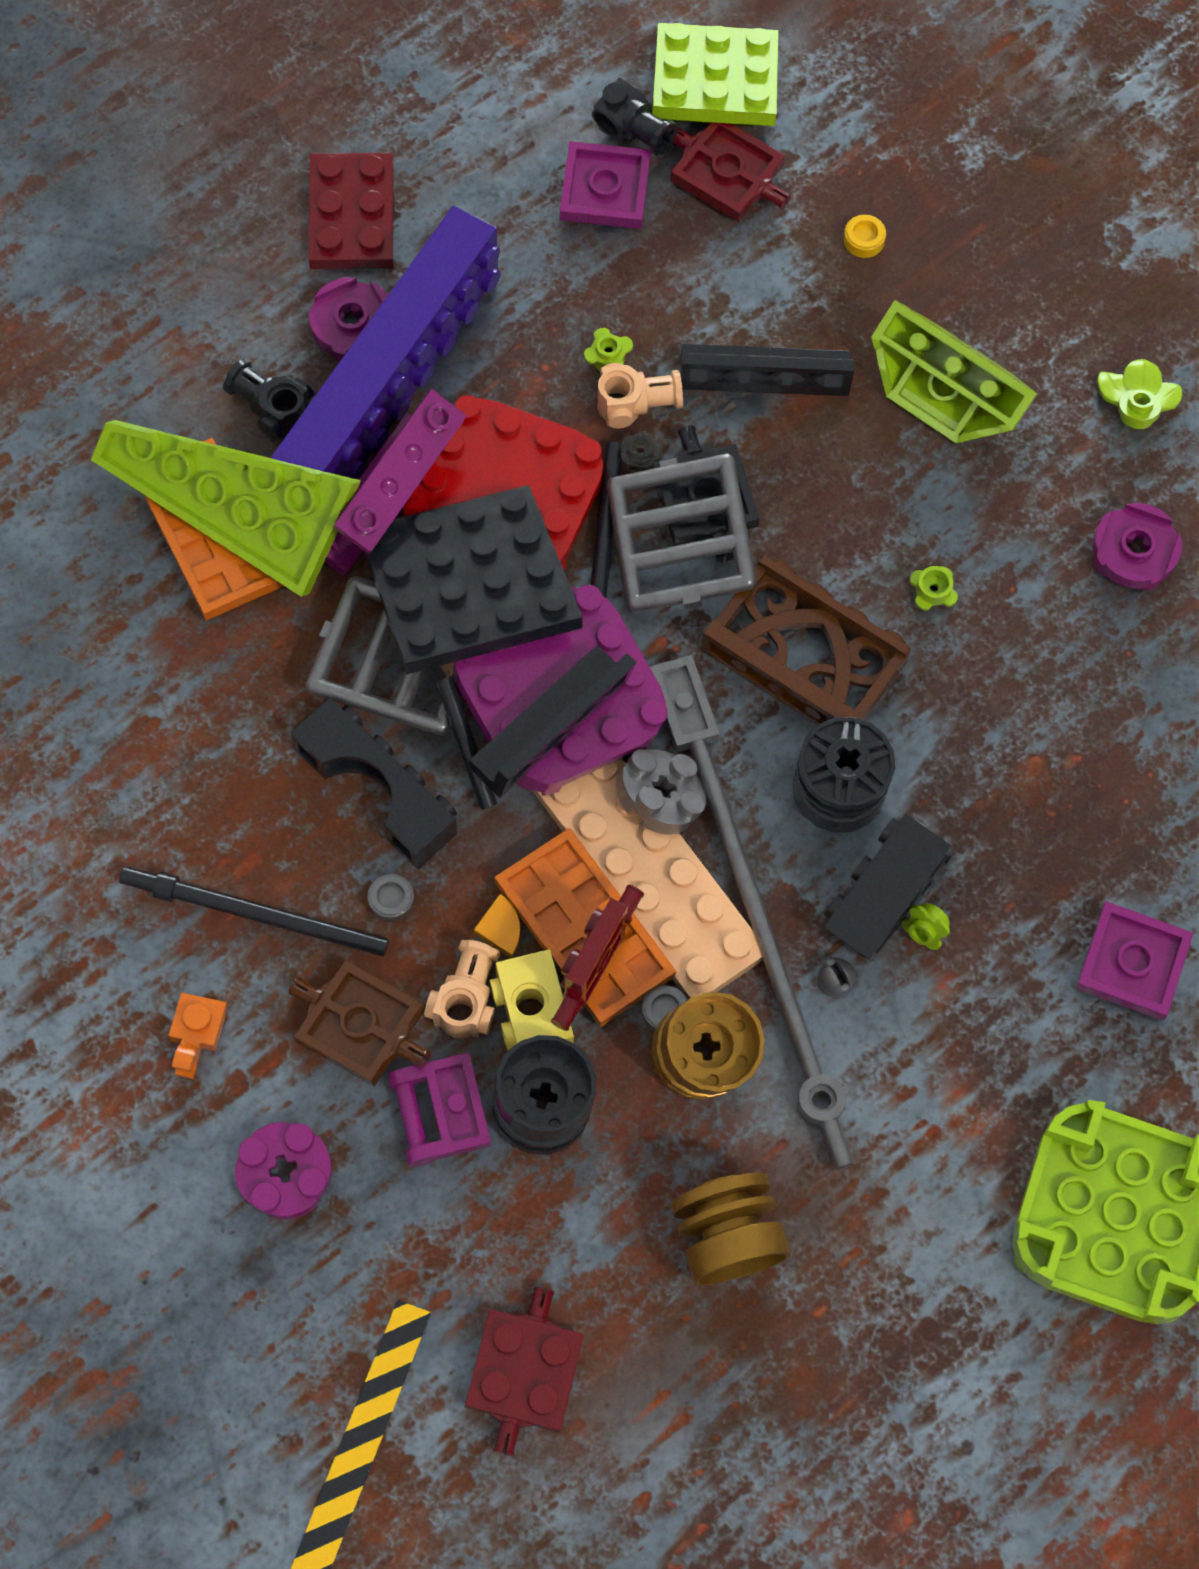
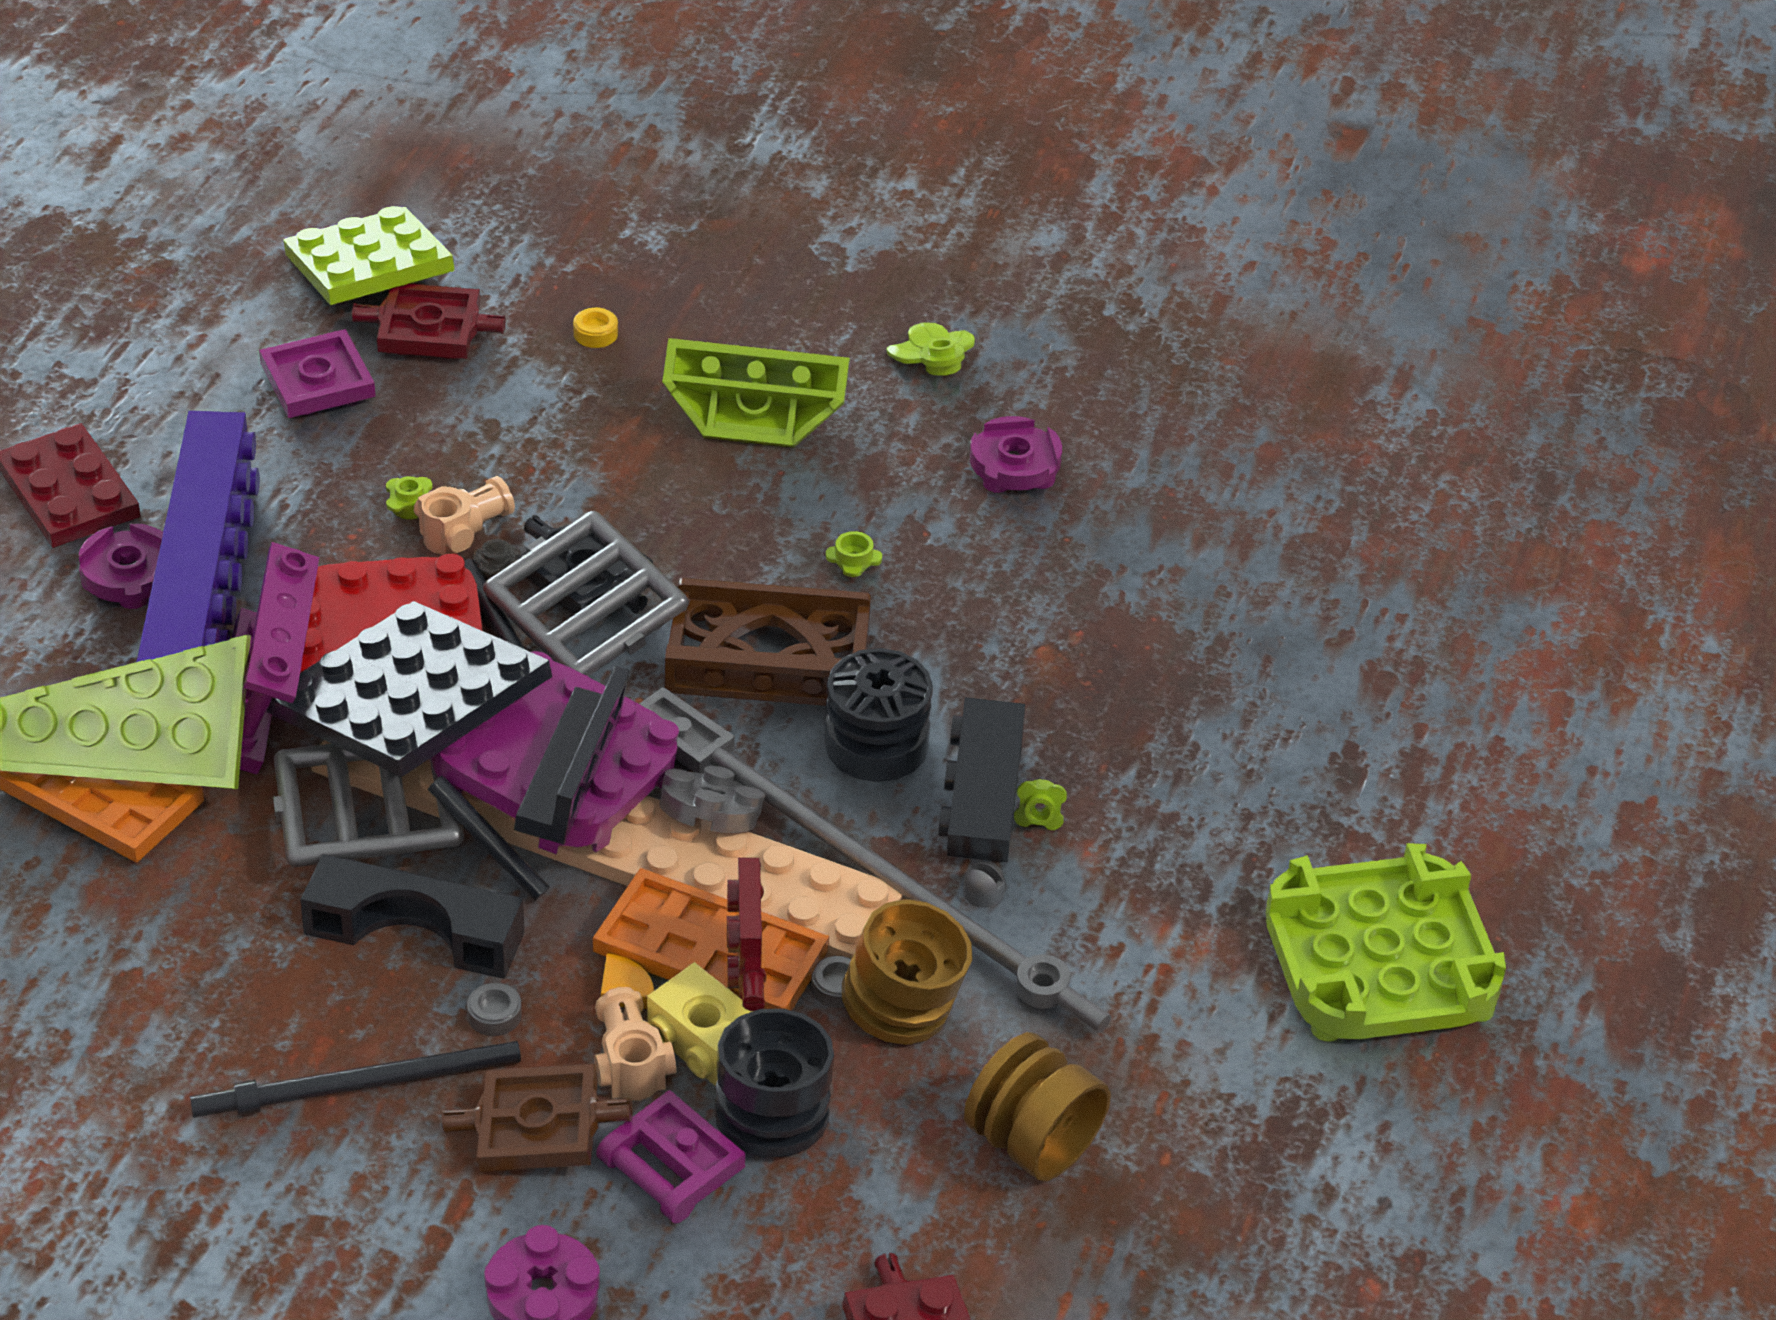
camera: 30 degrees left, 25 degrees down
(195, 1027) = (363, 1203): orange plate -> none
(268, 396) = (90, 650): black connector -> none
(627, 115) = (305, 308): black connector -> none
(766, 370) = (579, 451): black fence -> none
(1134, 960) = (1247, 753): magenta plate -> none

